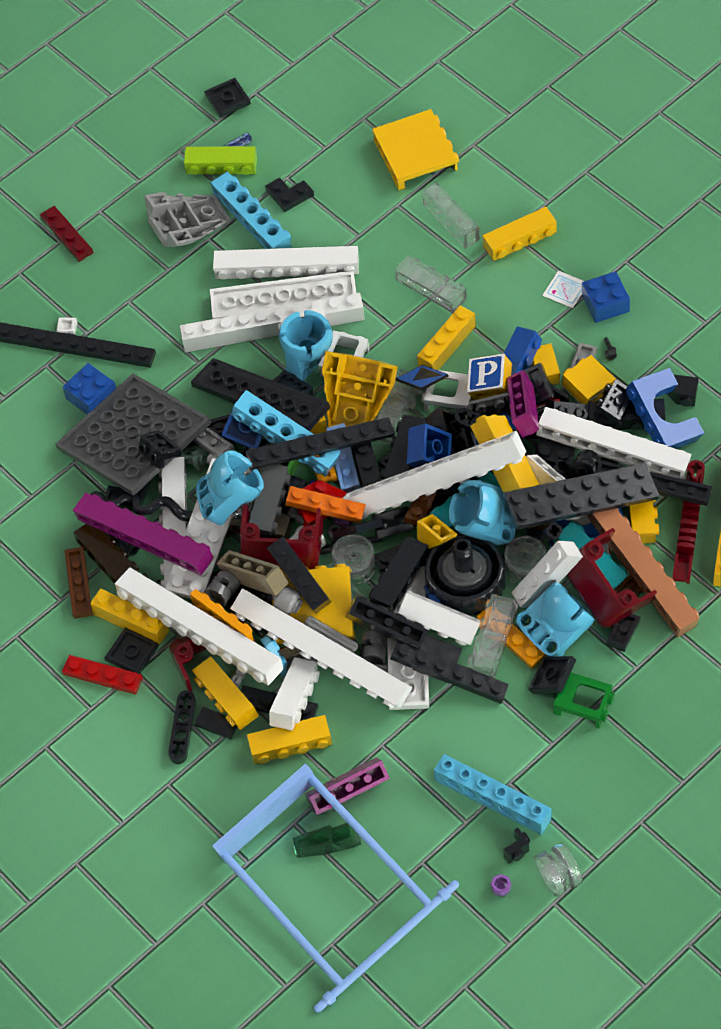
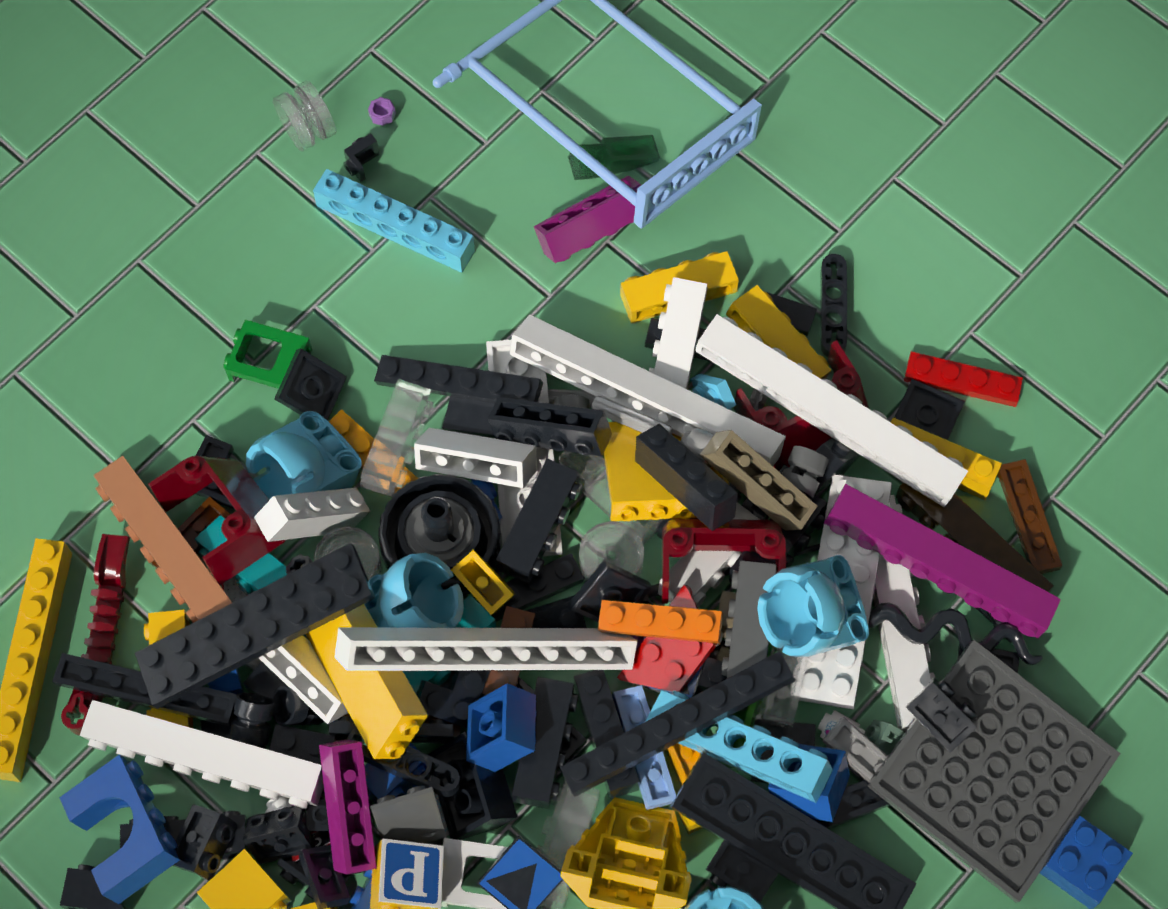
camera: 170 degrees right, 10 degrees up
(204, 603) = (787, 414): light orange plate -> none

